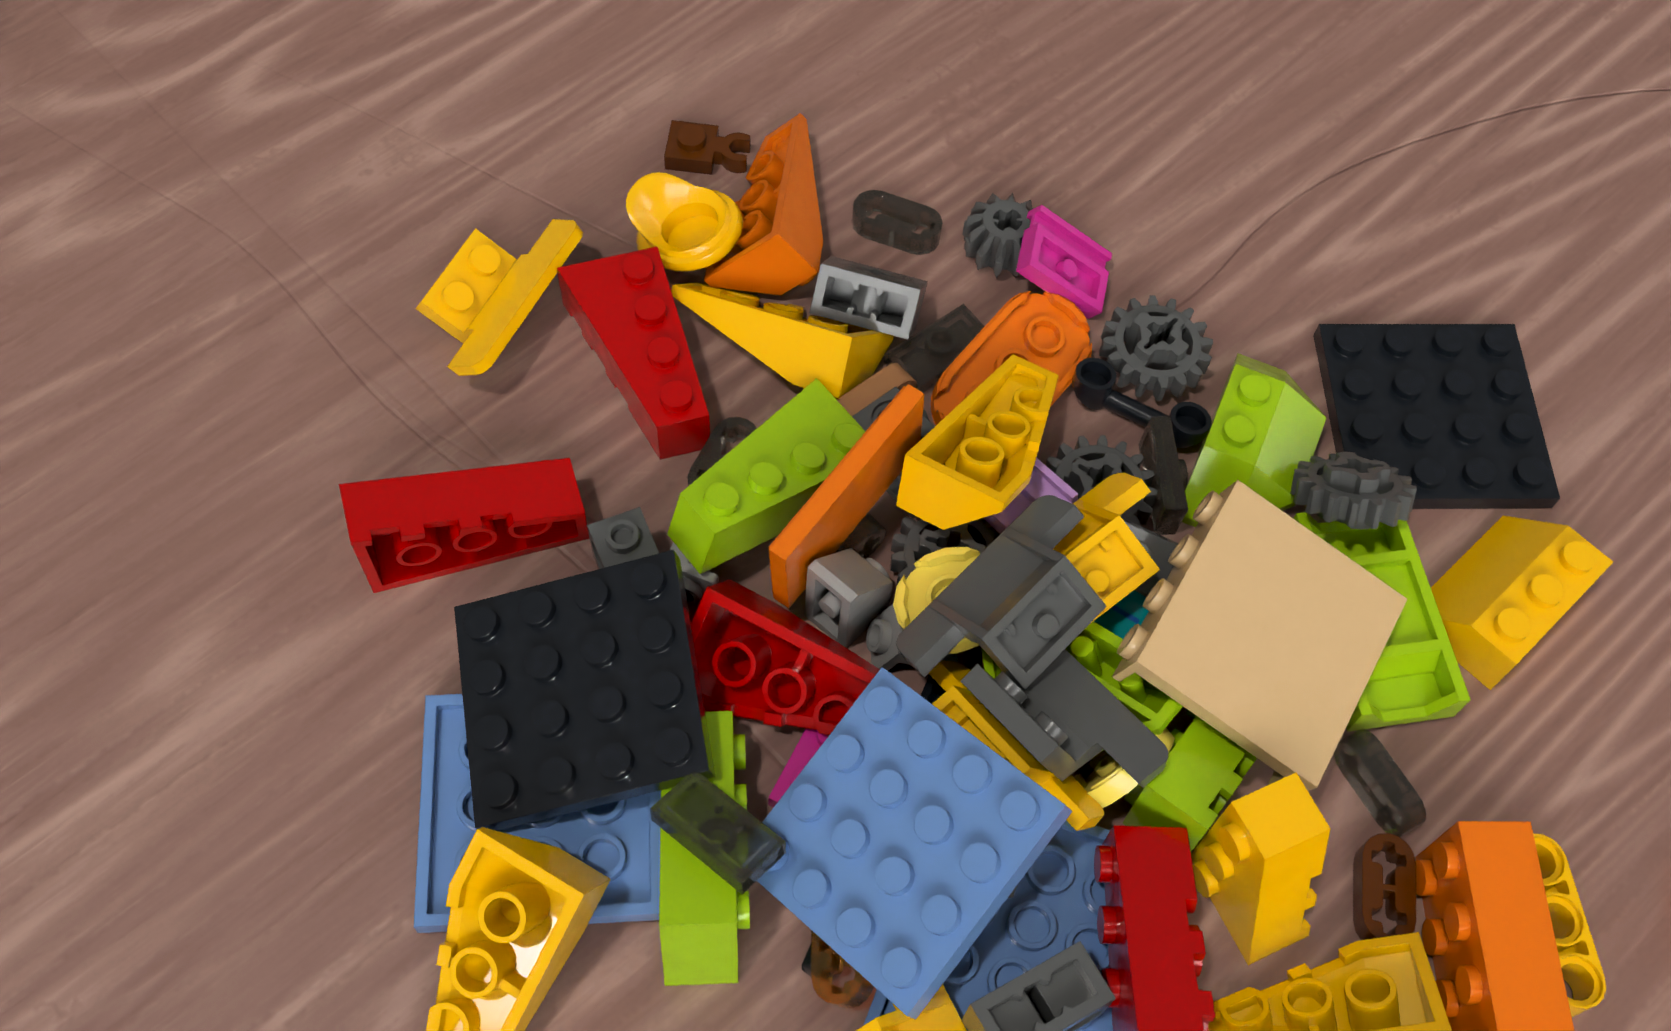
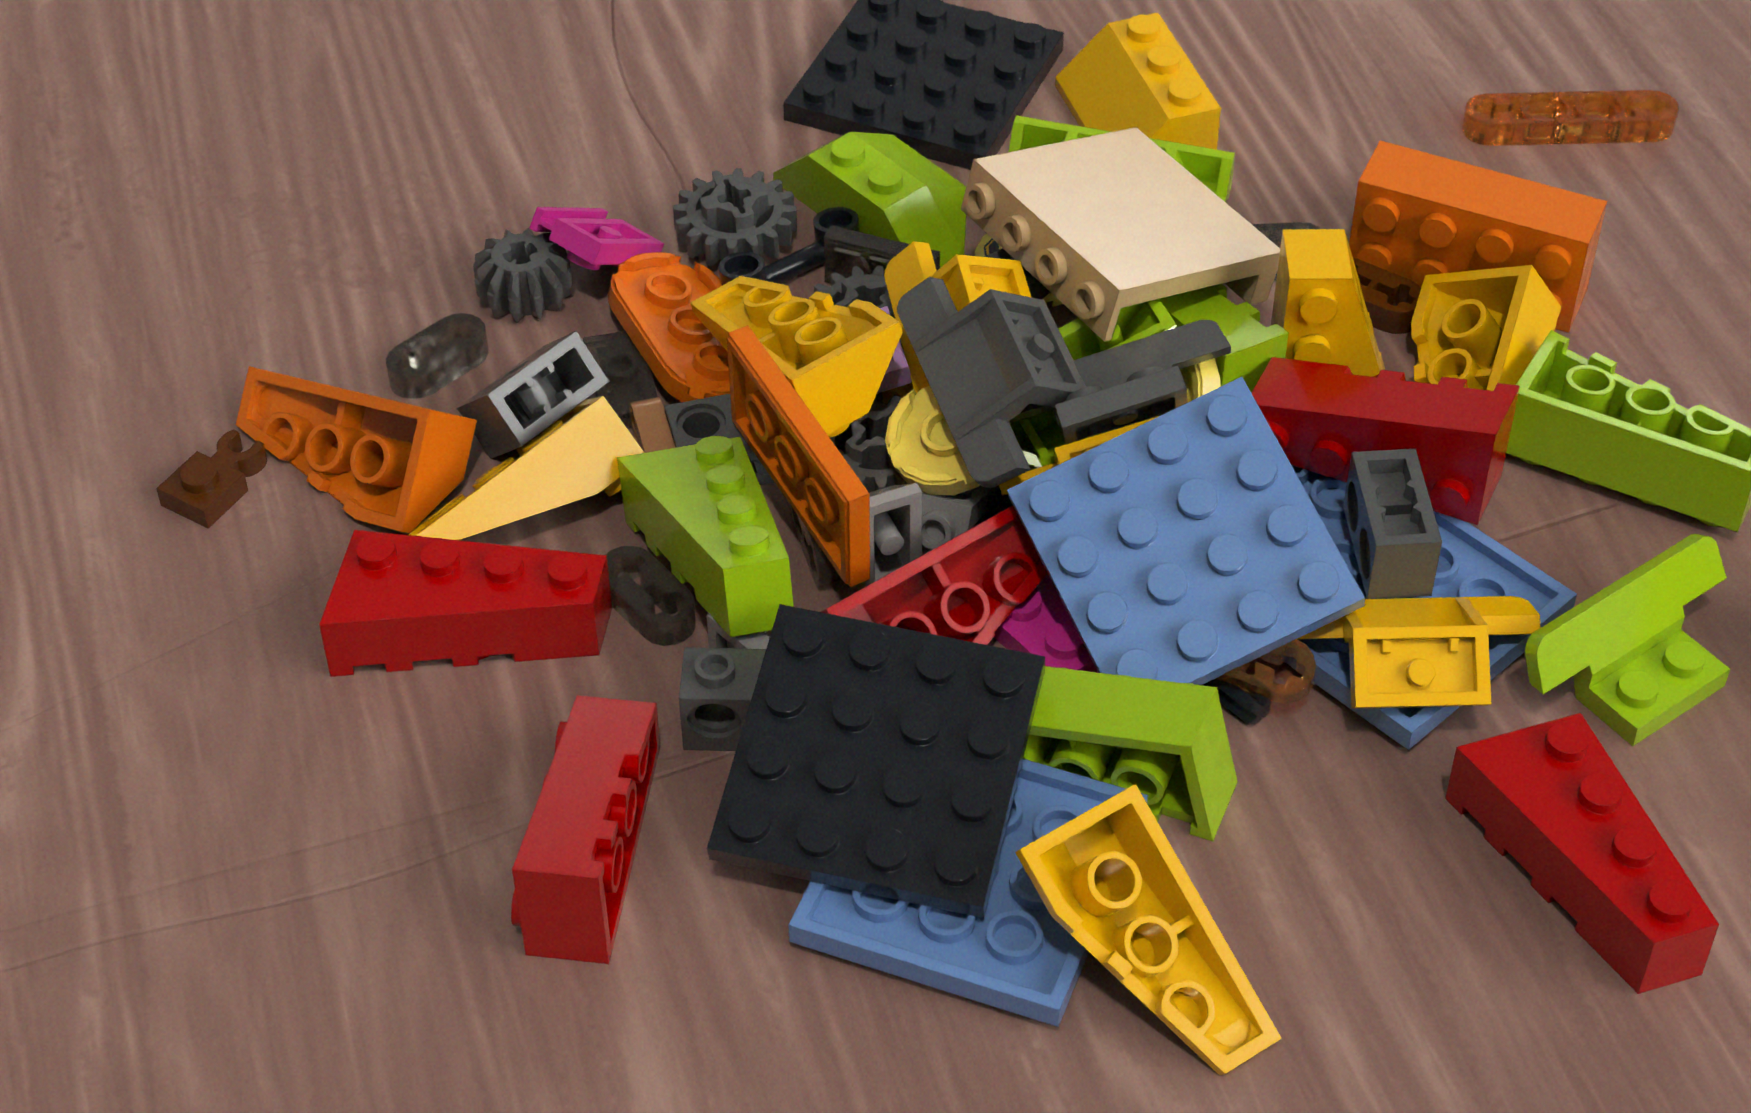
camera: 60 degrees left, 15 degrees down
(490, 293) = (300, 708): yellow plate -> none
(683, 220) = (317, 510): yellow piece -> none
(718, 831) = (1114, 670): clear smoke plate -> none
(1353, 490) = (994, 127): dark grey gear -> none

